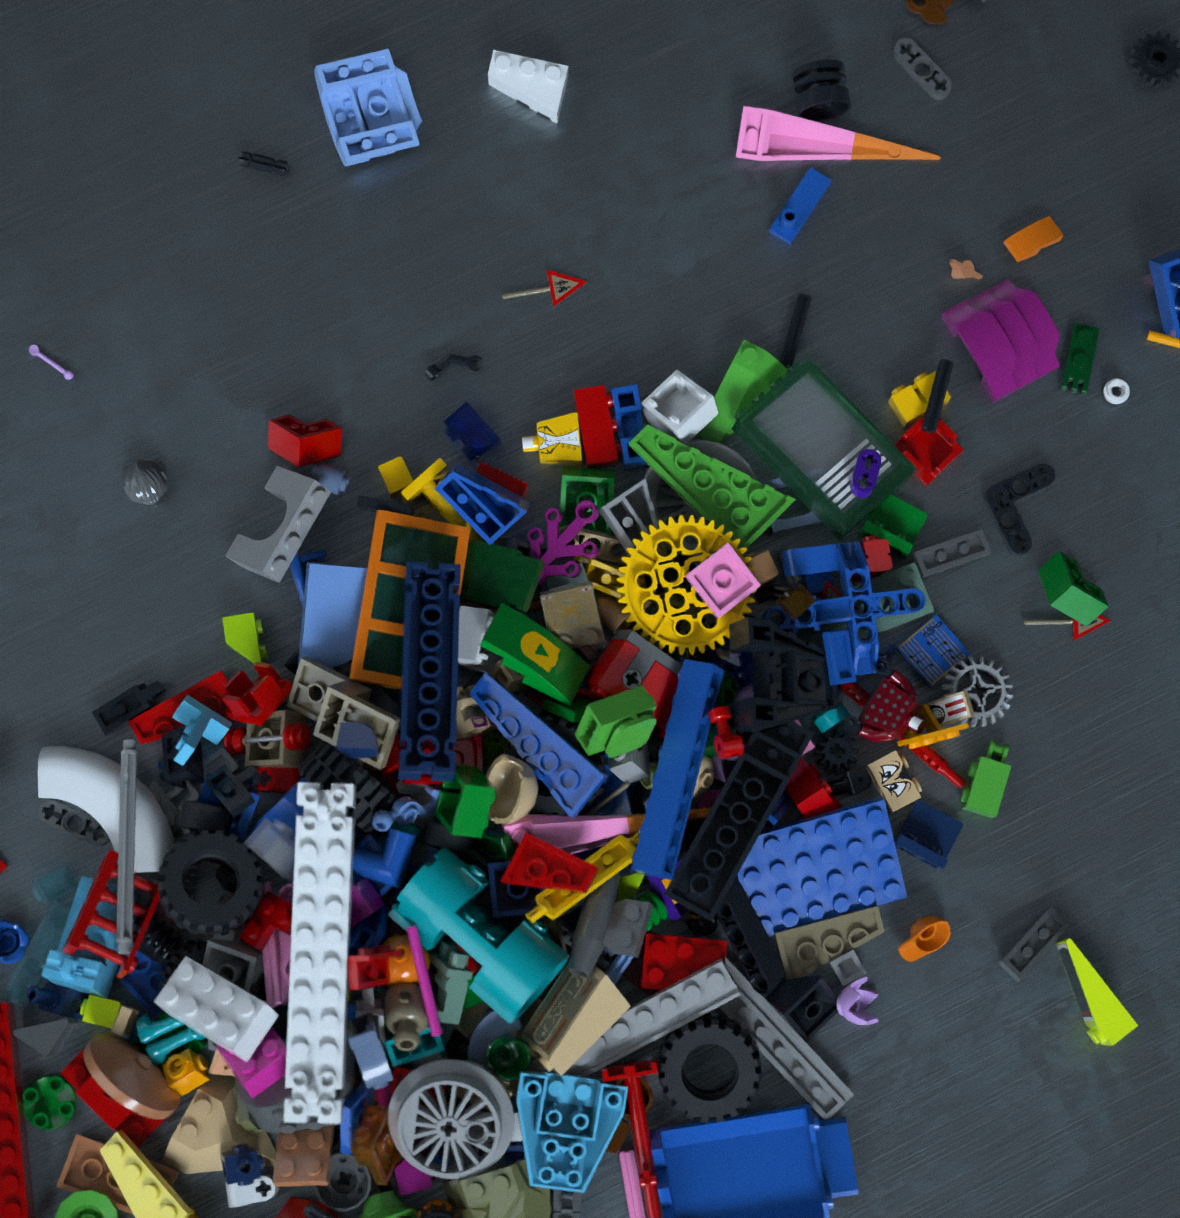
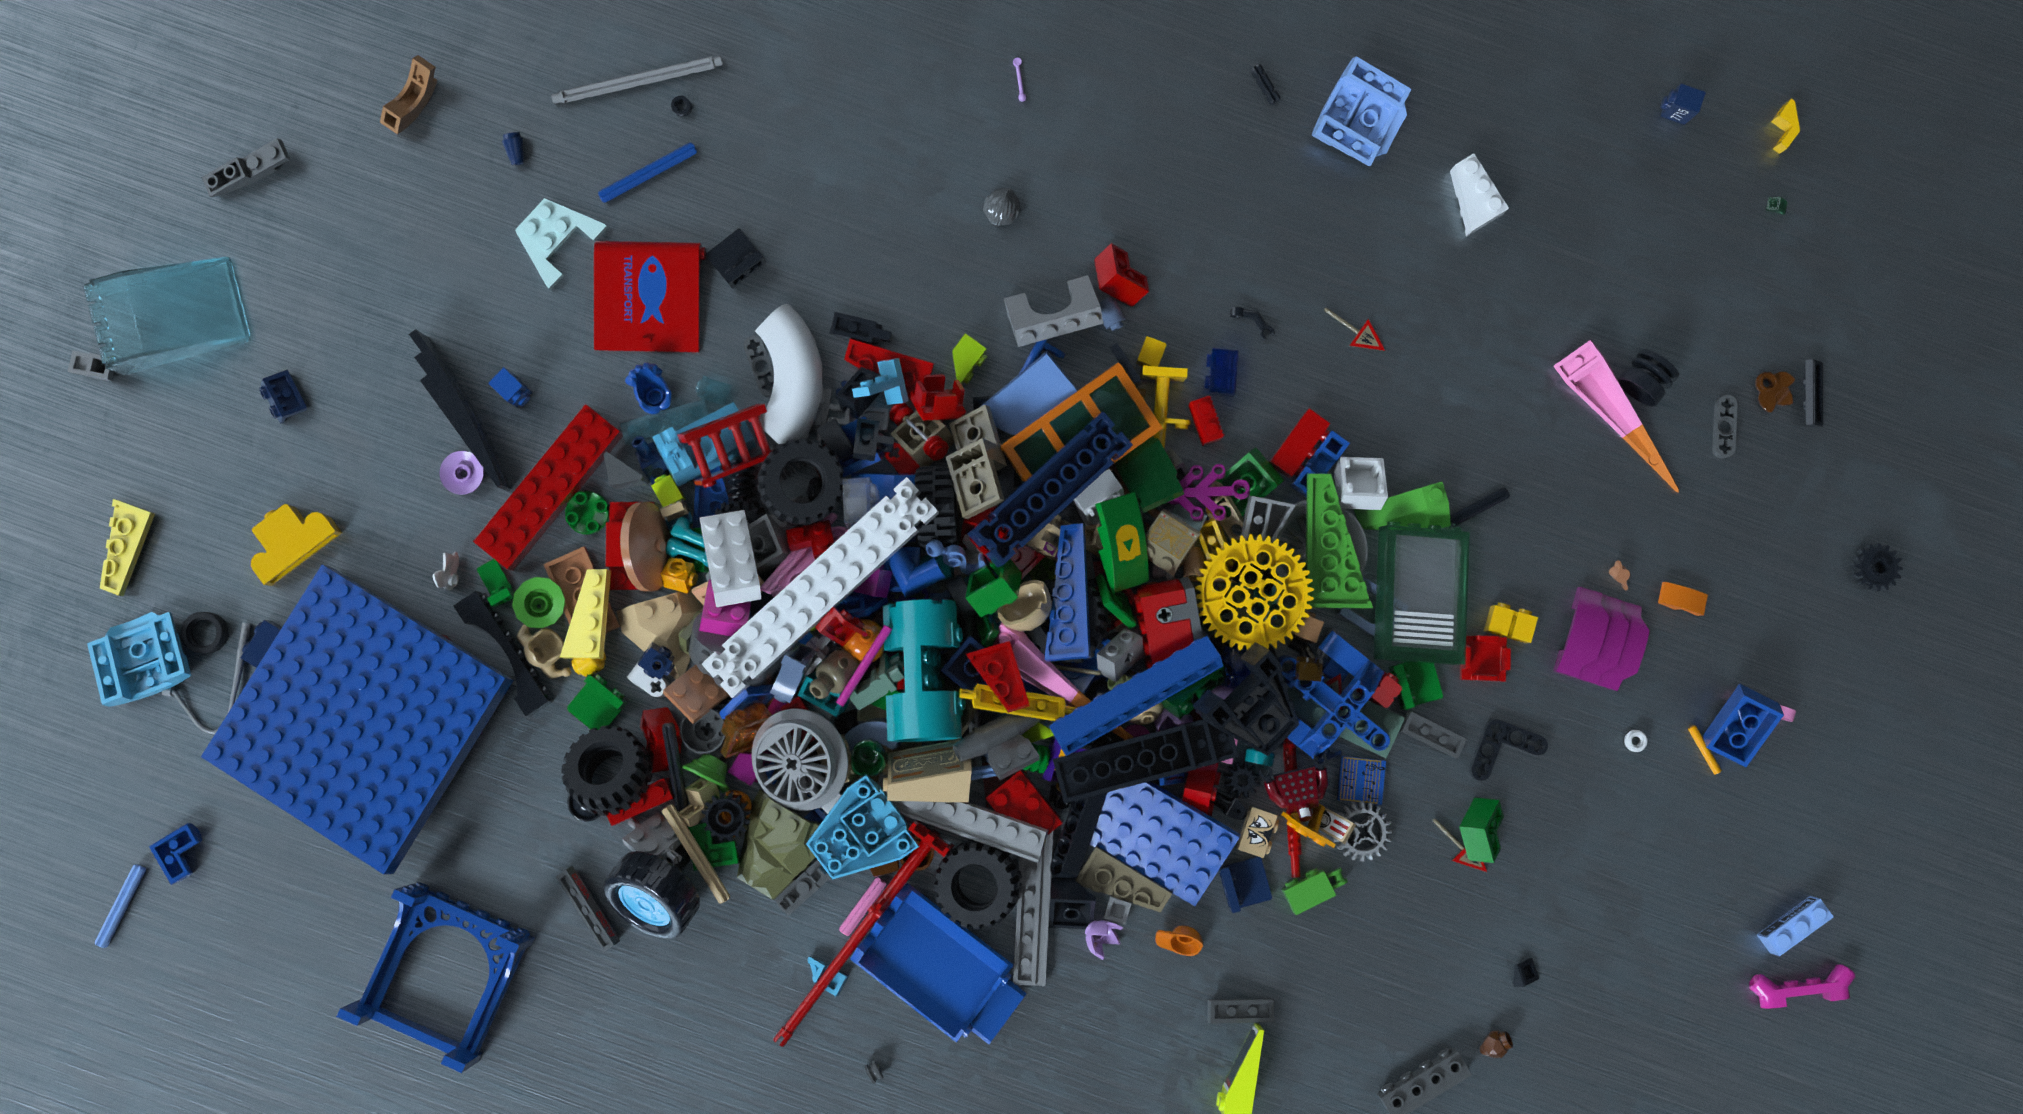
camera: 50 degrees right, 5 degrees up
(126, 854) = (774, 411): light grey piece -> none
(357, 740) = (966, 487): dark blue brick -> none
(482, 502) = (1185, 420): blue wedge -> none
(556, 441) = (1267, 428): yellow torso -> none
(617, 723) = (1128, 633): bright green brick -> none
(722, 580) = (1277, 612): bright pink tile -> none
(726, 743) = (1180, 710): red leg -> none
(800, 206) = (1561, 434): blue piece -> none
(839, 657) = (1300, 727): blue tile -> none
(860, 471) = (1432, 639): dark purple beam -> none
(937, 396) = (1523, 633): black axle -> none
(1080, 357) = (1635, 698): dark green hinge -> none

